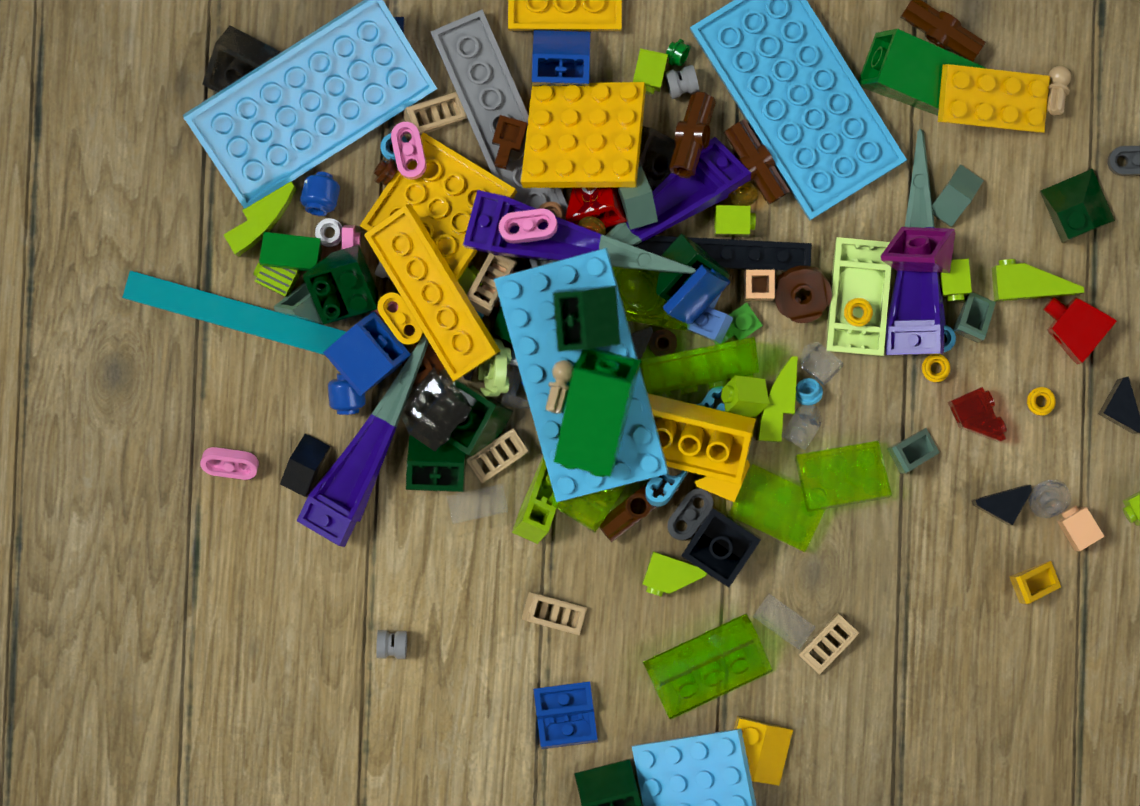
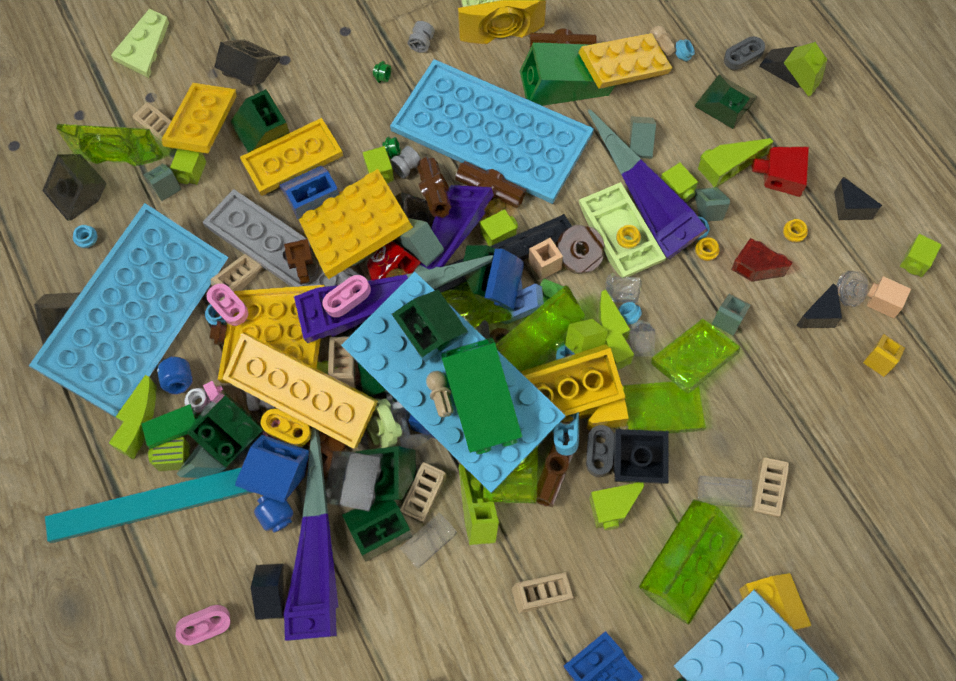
camera: 30 degrees left, 20 degrees down
(920, 250) = (645, 175): magenta slope -> none
(1073, 117) = (684, 49): none -> medium azure plate

